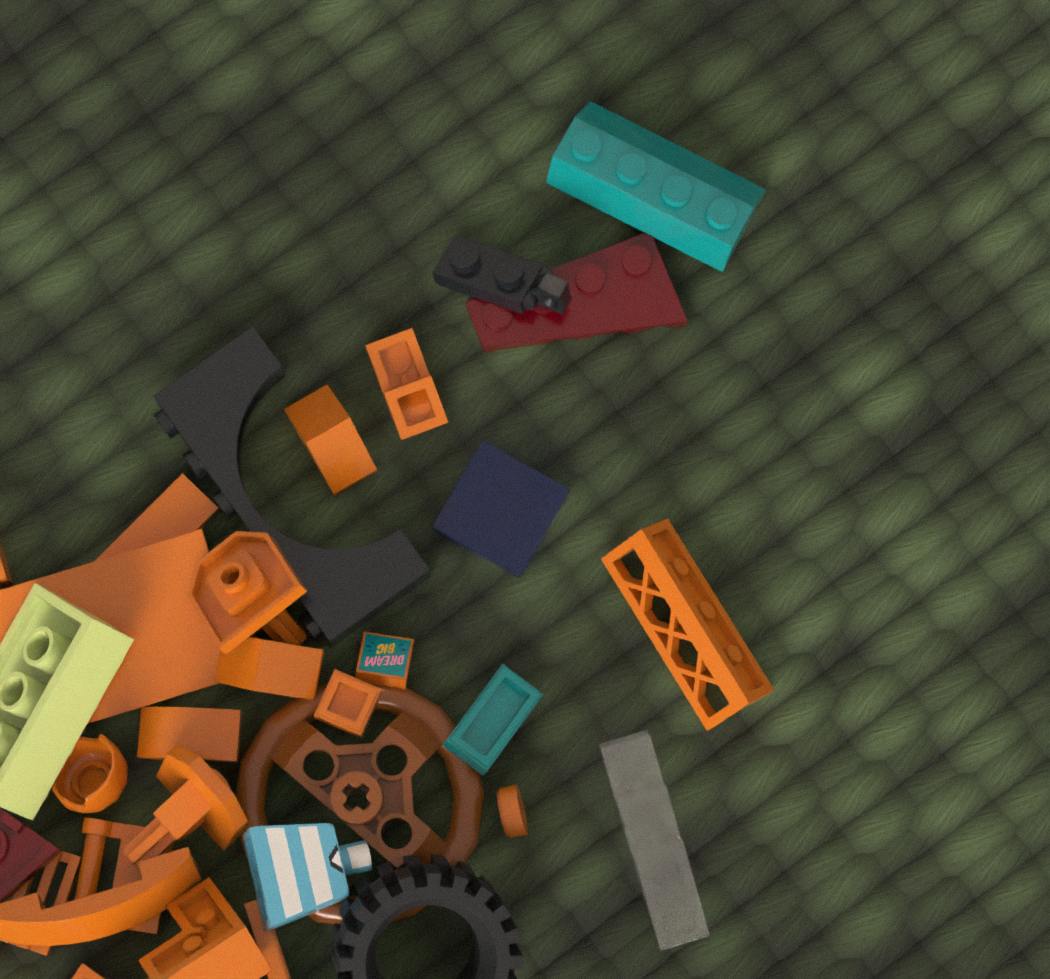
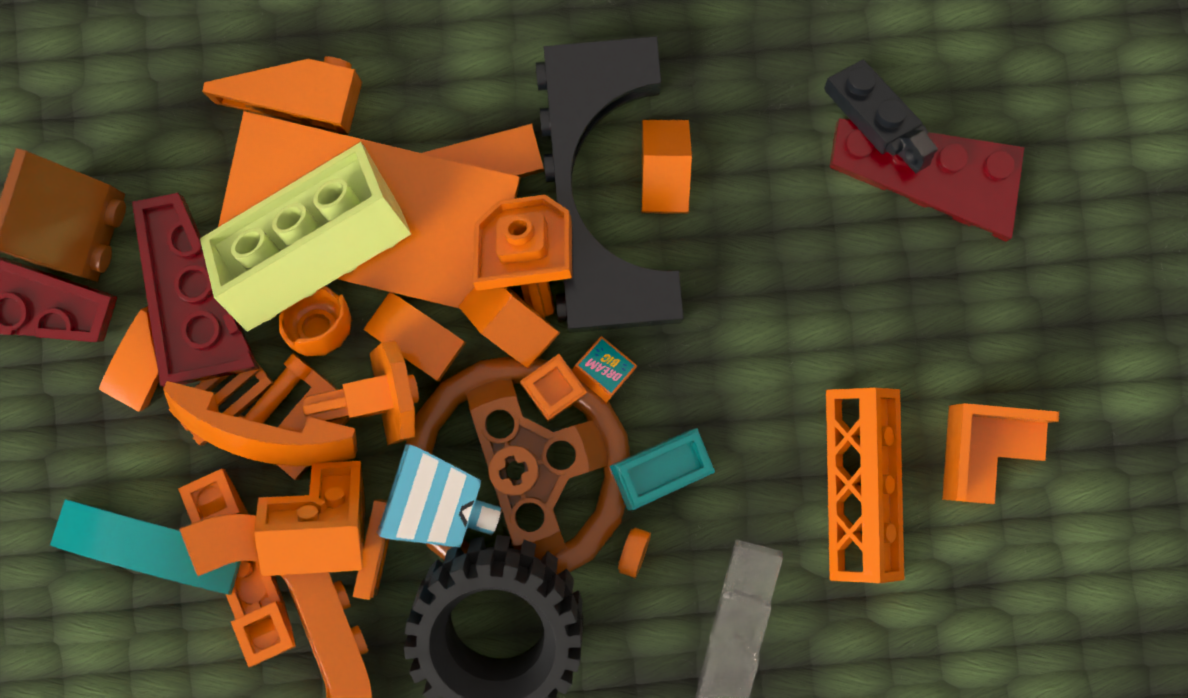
camera: 35 degrees right, 5 degrees up
(406, 383) = (752, 156): orange slope -> none
(501, 509) = (769, 302): clear blue tile -> none
(654, 185) = (1049, 113): teal slope -> none
(766, 518) = (982, 435): none -> orange panel

